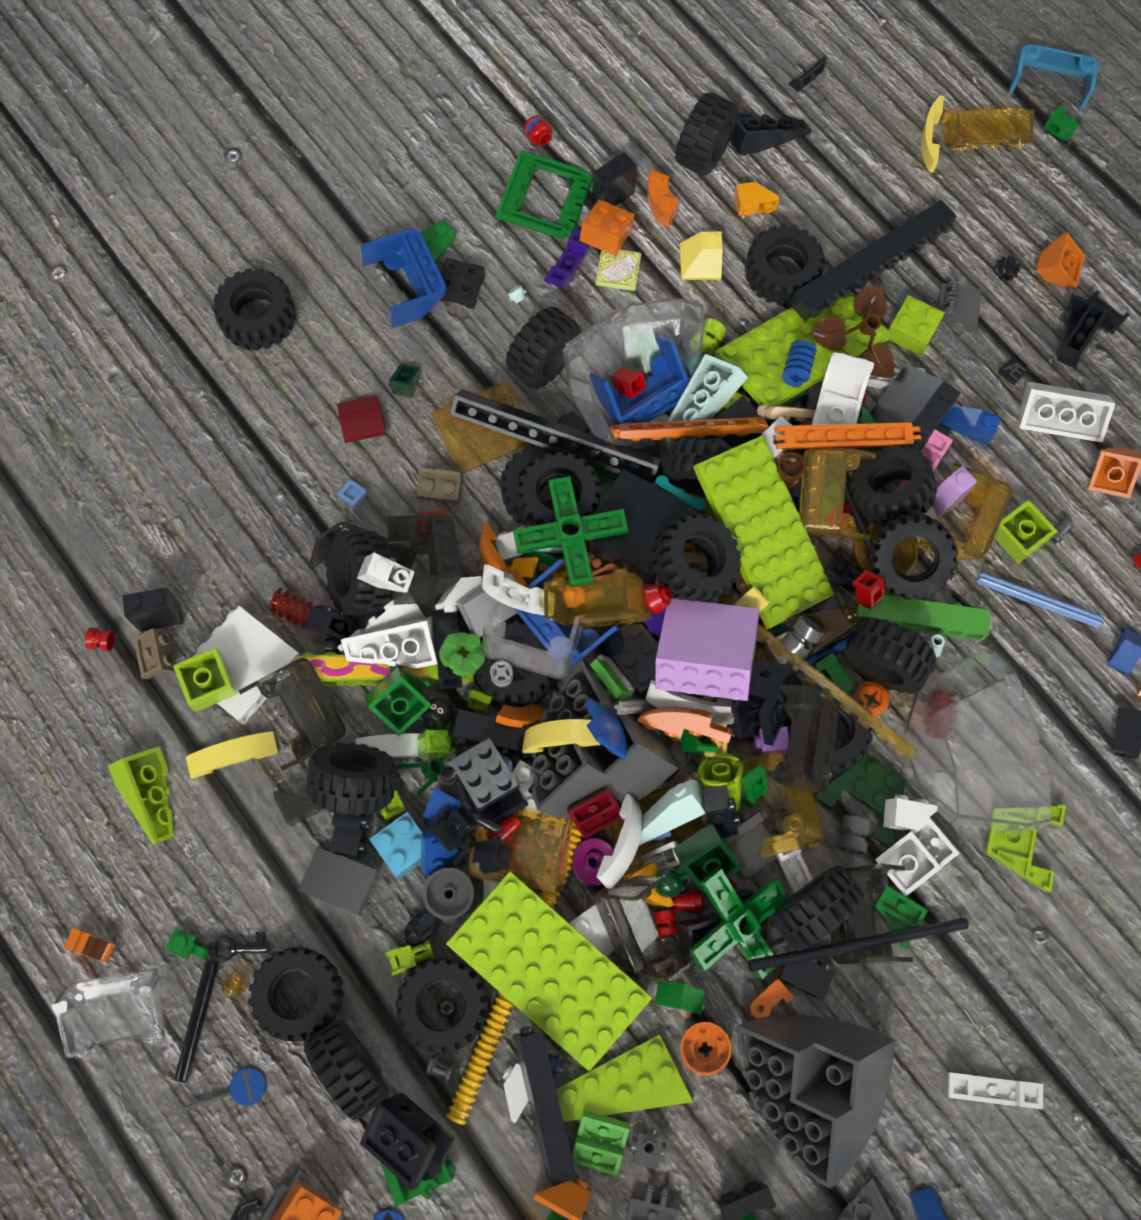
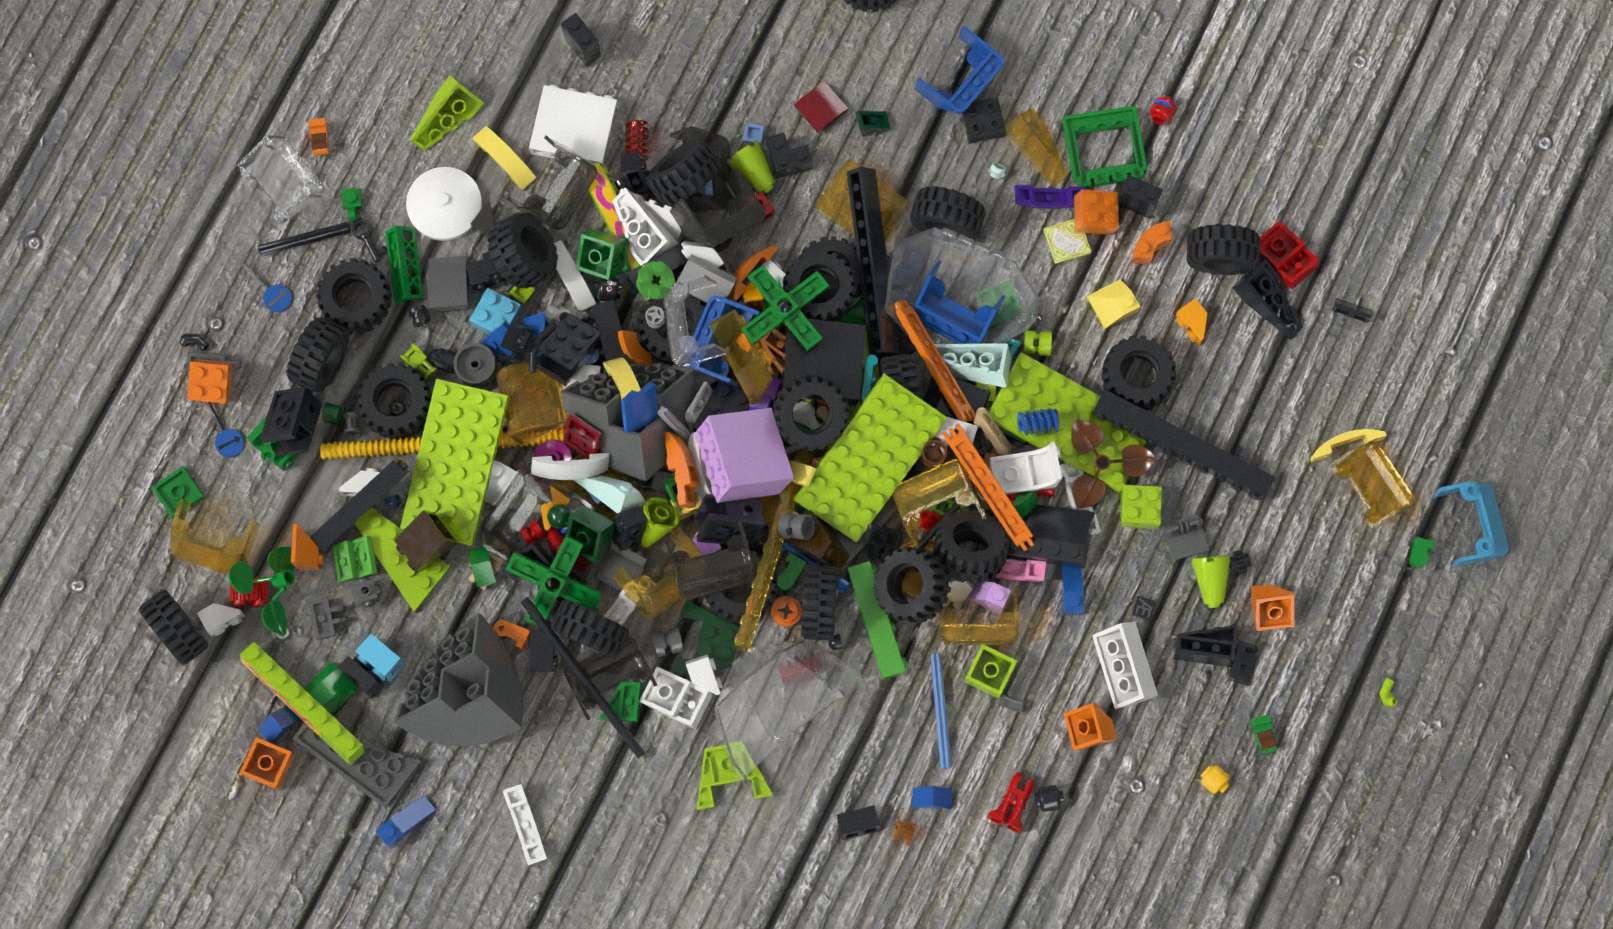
camera: 65 degrees right, 5 degrees up
(99, 639) = (541, 12): red wheel -> none
(154, 653) = (551, 59): dark tan bracket -> none
(205, 680) = (544, 107): lime brick -> none
(232, 987) = (338, 250): clear yellow plate -> none
(245, 843) = (443, 203): none -> white dish
(287, 924) = (400, 263): none -> green fence
(358, 931) = (419, 316): none -> black wheel
(384, 504) = (753, 167): none -> lime cone
(385, 573) = (680, 190): white slope -> none
(394, 477) = (786, 160): none -> black brick
(418, 1085) = (333, 414): none -> dark green leg
(430, 768) = (560, 303): dark green plant -> none
(433, 743) = (581, 297): clear neon green brick -> none
(438, 238) = (1012, 80): green wing -> none
(439, 484) = (795, 196): dark tan bracket -> none
(479, 701) = (633, 315): lime plate -> none
(491, 855) = (512, 377): black brick -> none
(506, 252) = (1034, 141): none -> clear yellow wedge
(508, 828) = (537, 379): red cone -> none
(512, 593) = (711, 287): white slope -> none
(606, 674) = (687, 397): bright green plate -> none
(625, 1049) = (424, 541): none -> dark brown slope
(628, 382) = (955, 296): red brick -> none
(657, 597) = (763, 397): red cone -> none
(715, 1038) = (453, 589): orange wheel -> none
(735, 1169) = (380, 657): none -> medium azure brick
(738, 90) = (1287, 255): none -> red slope
(754, 785) = (660, 547): green hinge -> none
(869, 589) = (867, 563): red brick -> none
(937, 643) = (854, 645): light aqua cone -> none
(1013, 296) = (1212, 578): none -> lime cone

